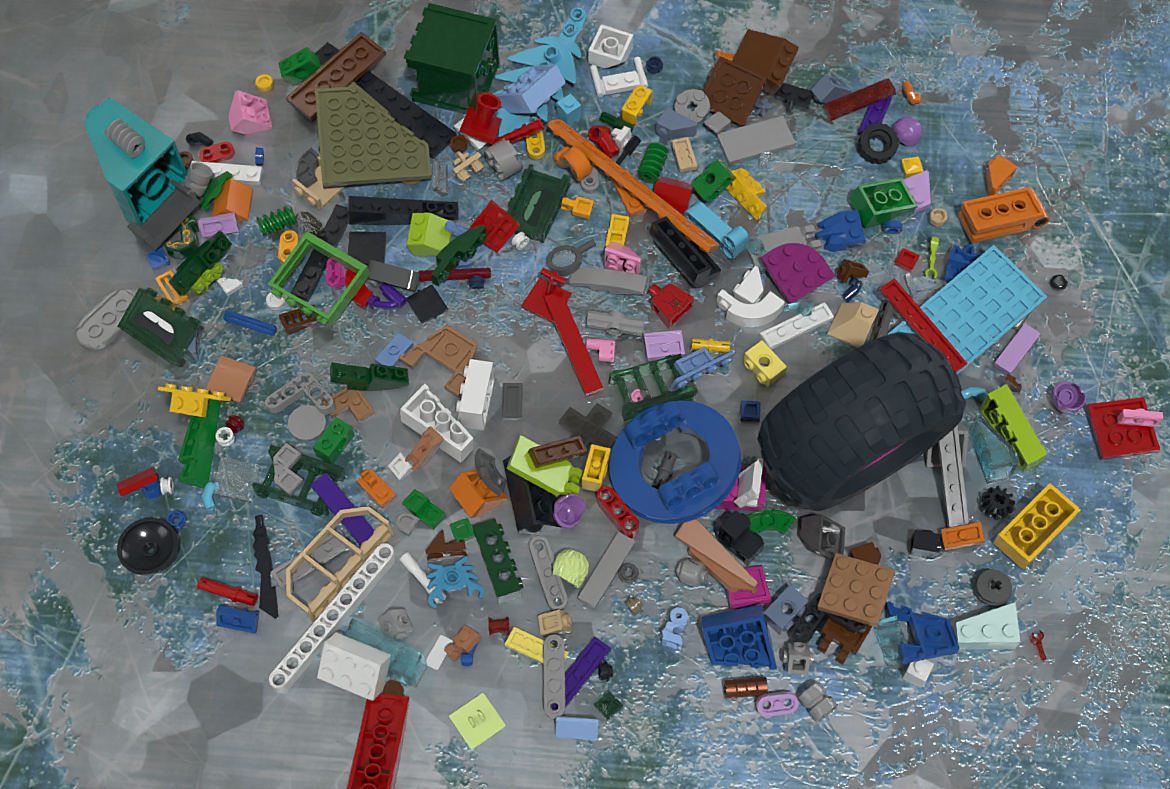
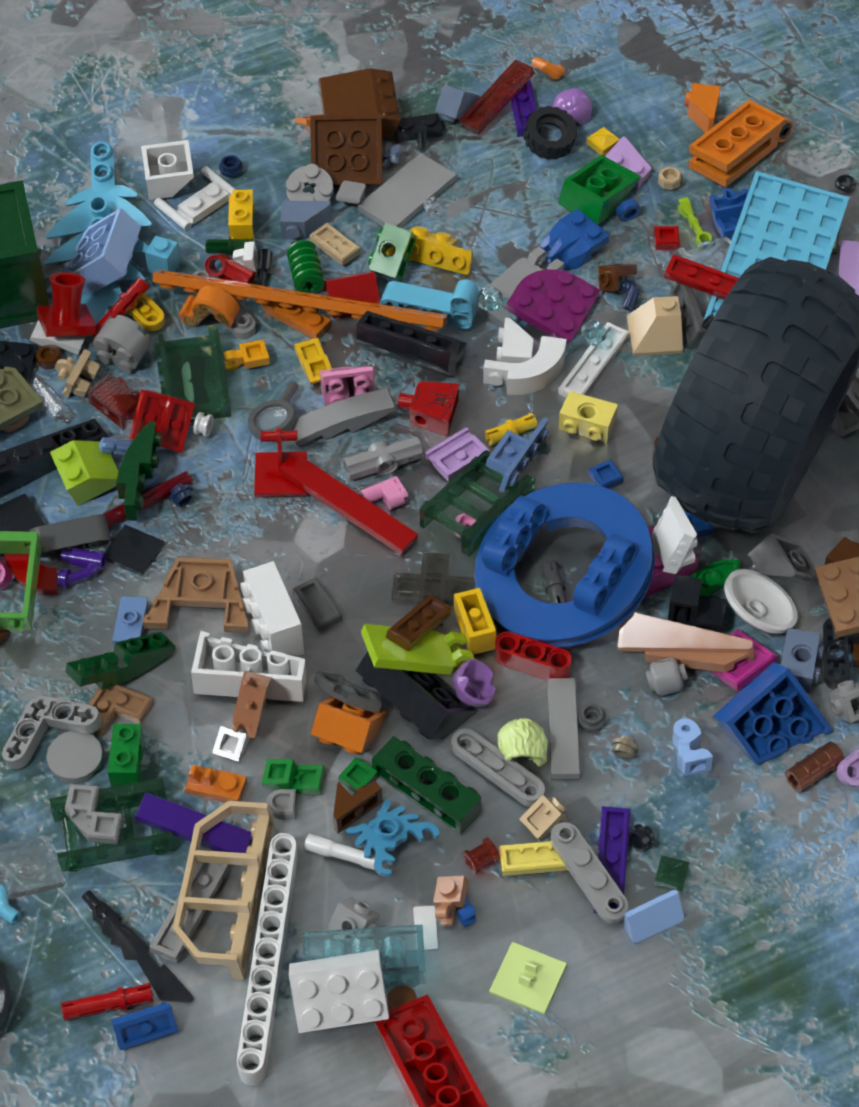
camera: 30 degrees left, 10 degrees down
(477, 194) = (114, 399): none -> clear red brick
(786, 556) = (760, 601): none -> white dish

